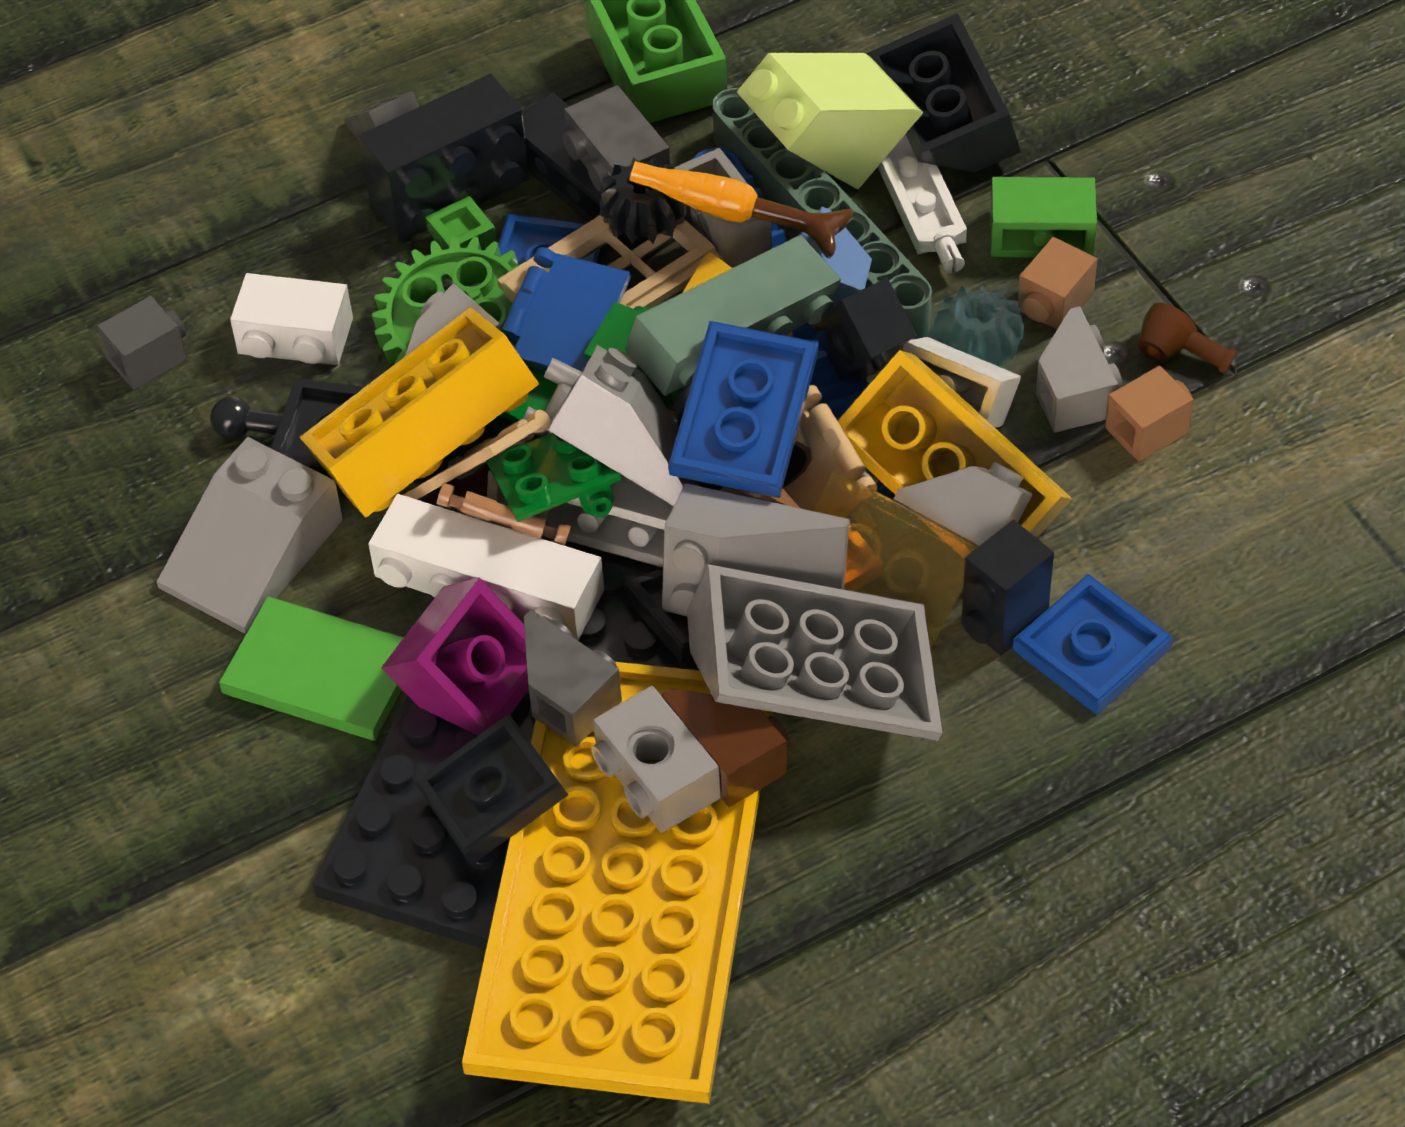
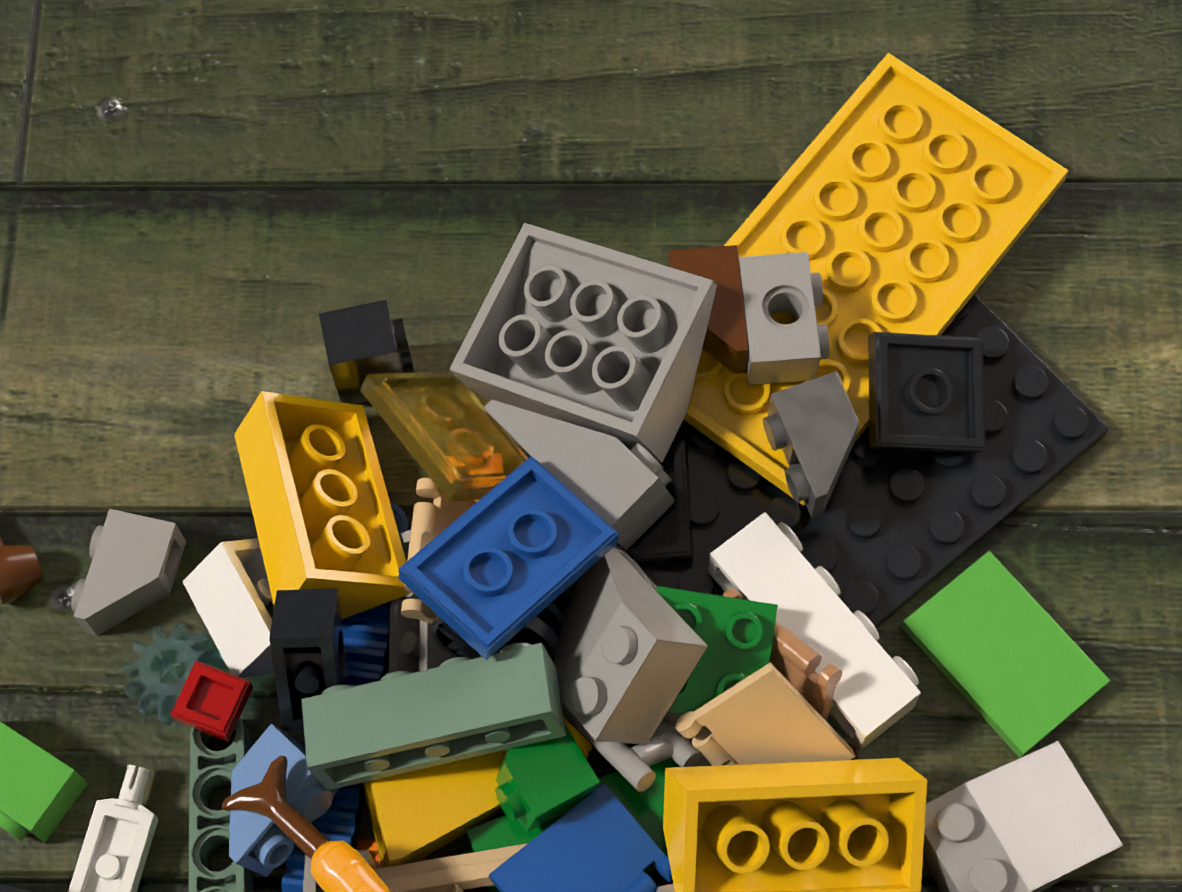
camera: 150 degrees left, 15 degrees up
(463, 658) = (883, 541): magenta slope -> none
(927, 298) = (212, 701): none -> red tile
(969, 500) = (347, 430): light grey slope -> none
(1055, 282) = (65, 682): medium nougat brick -> none
(1092, 644) = (299, 290): blue tile -> none
(1149, 413) = (92, 483): medium nougat brick -> none

